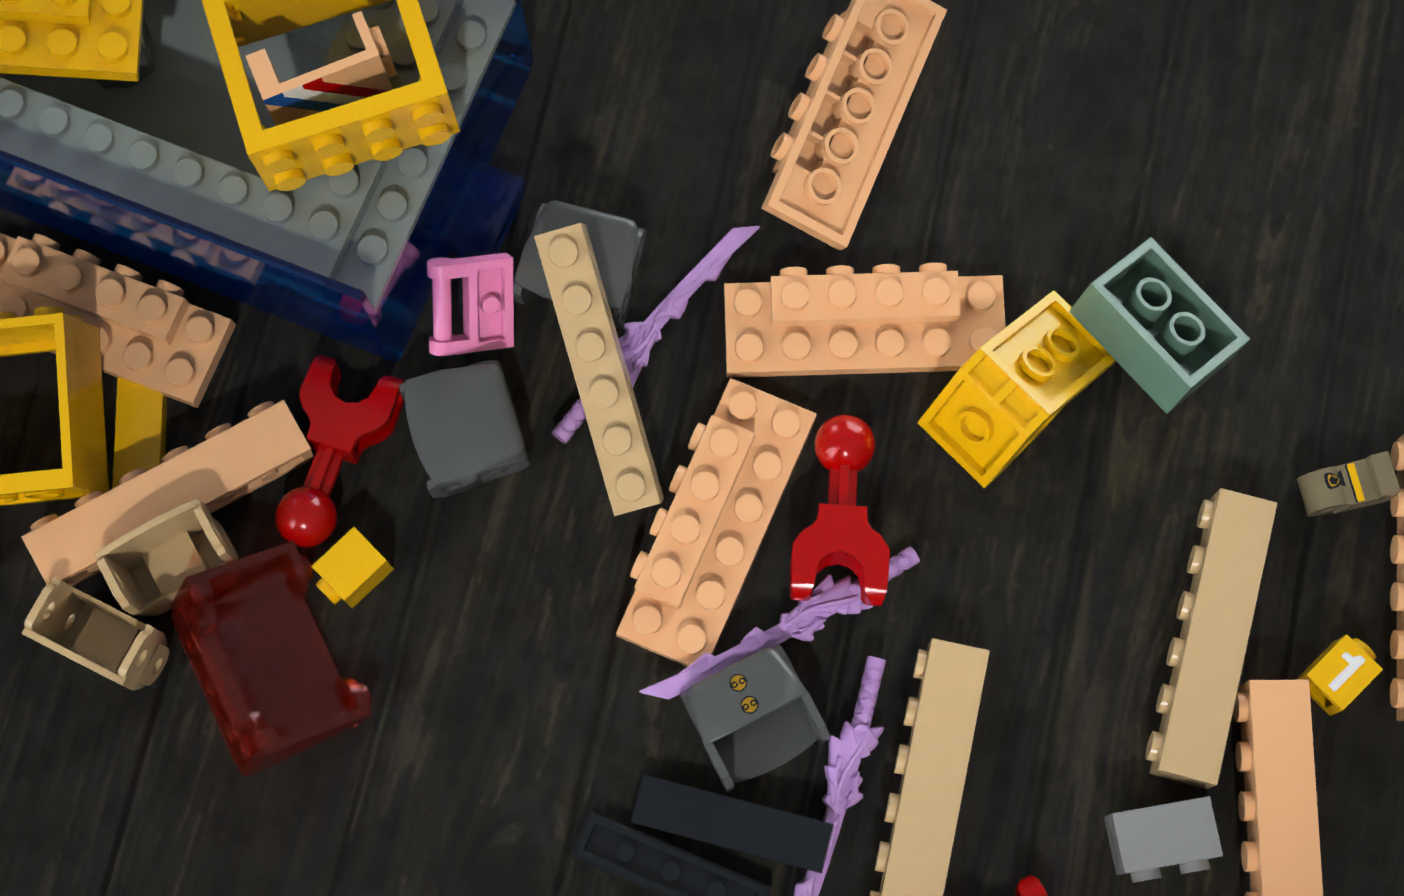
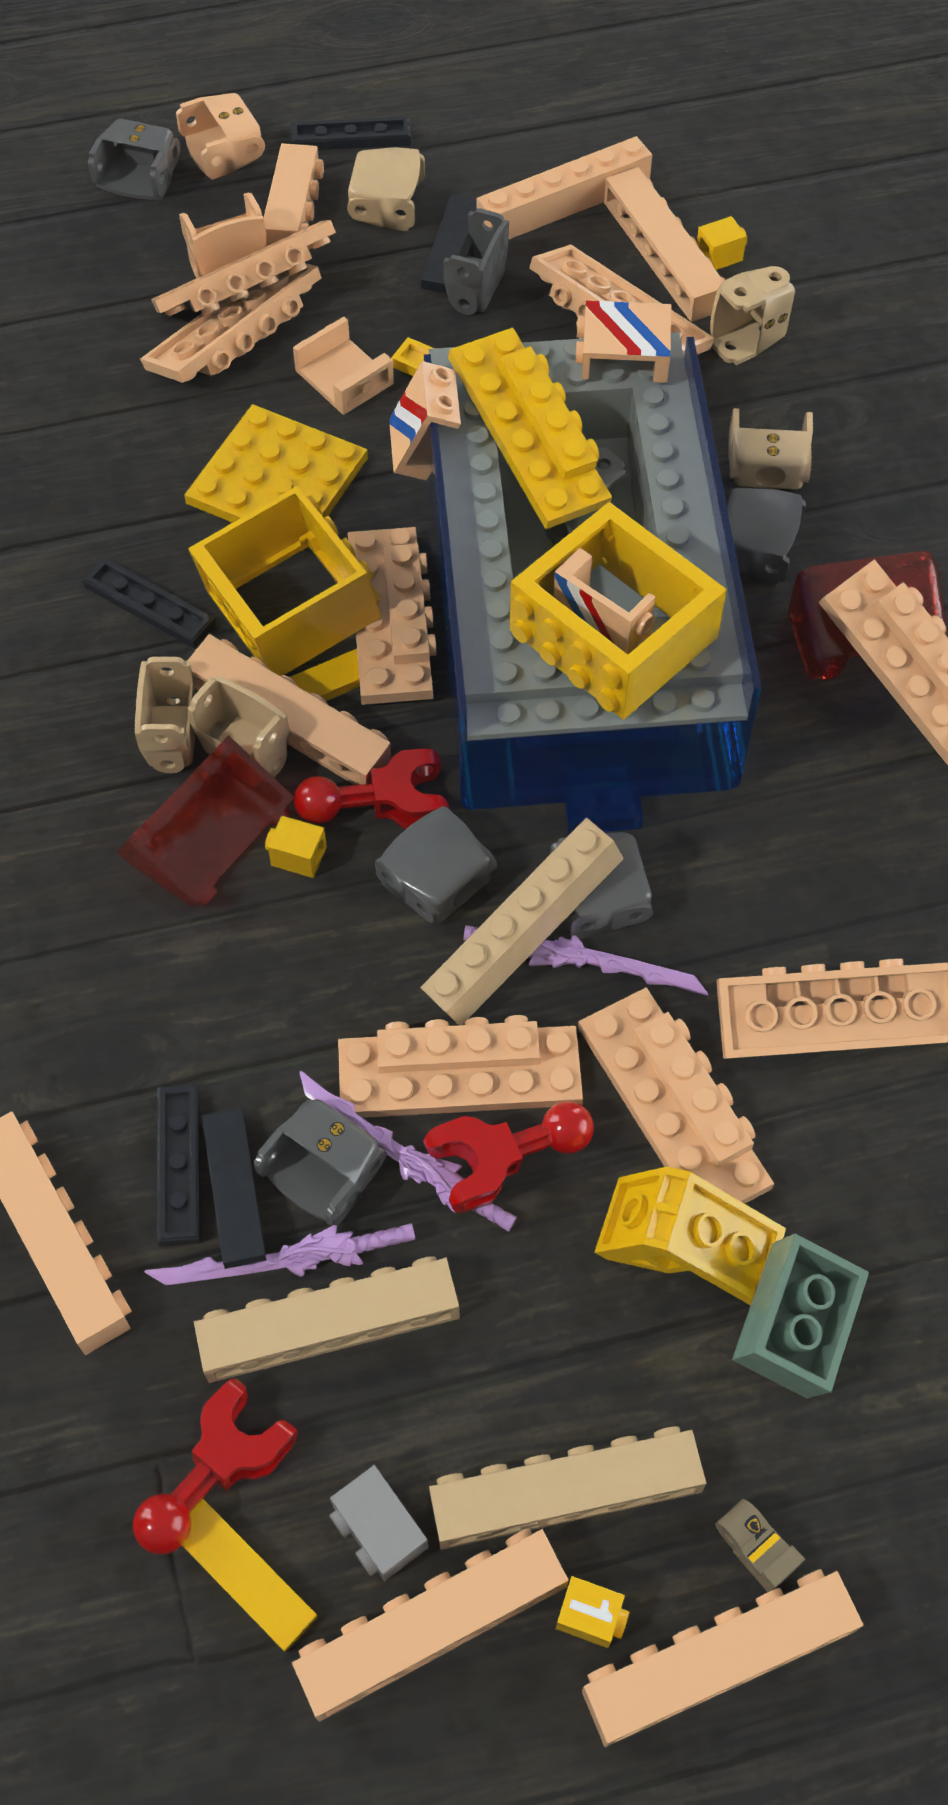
camera: 60 degrees right, 15 degrees down
(486, 303) = (535, 831): bright pink plate -> none

